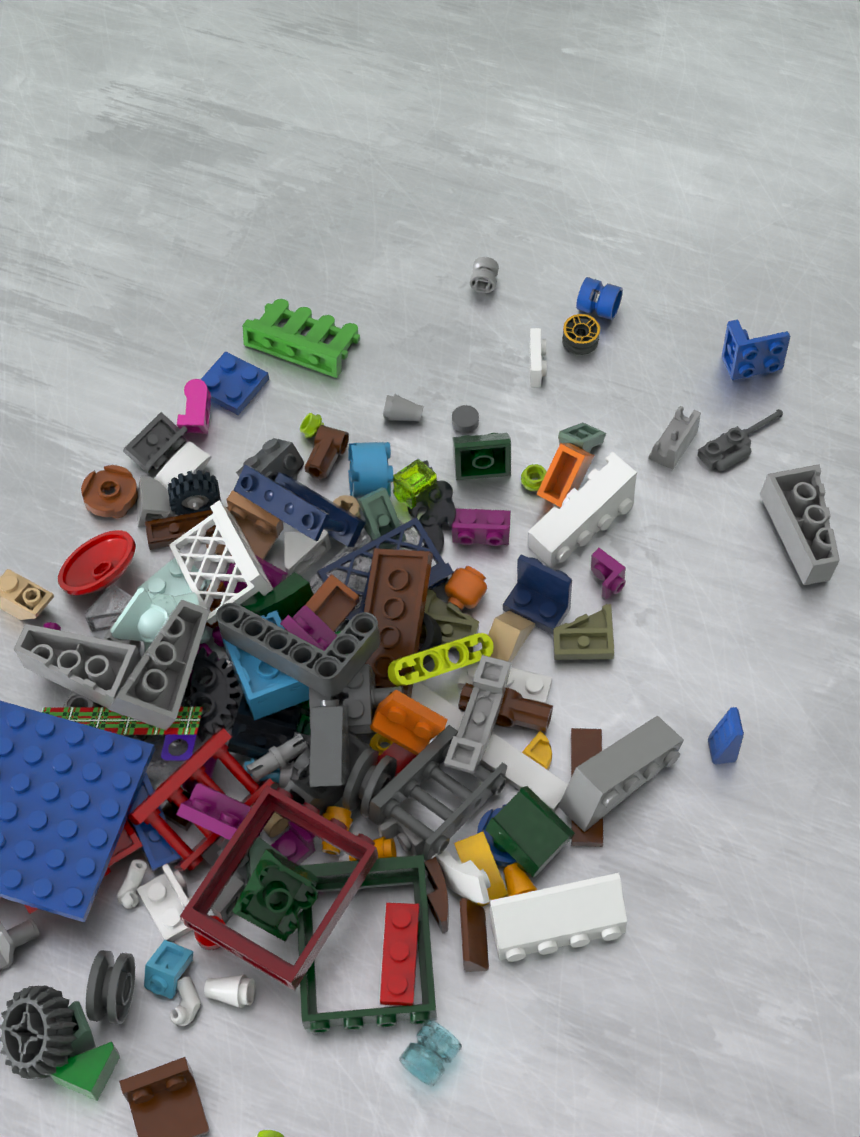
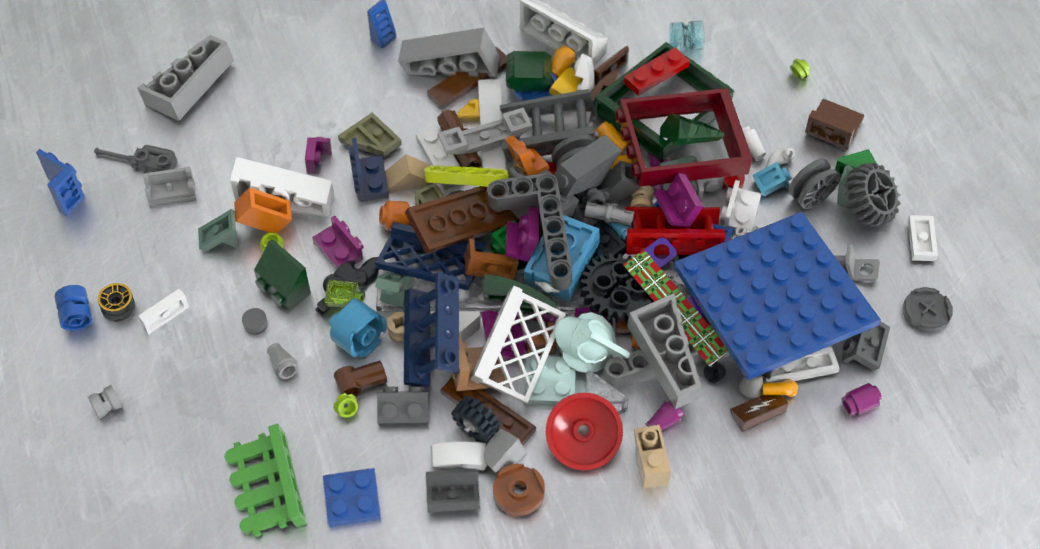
camera: 135 degrees left, 0 degrees up
(161, 676) = (626, 283): light grey wedge -> none
(197, 407) = (399, 488): dark pink leg -> none

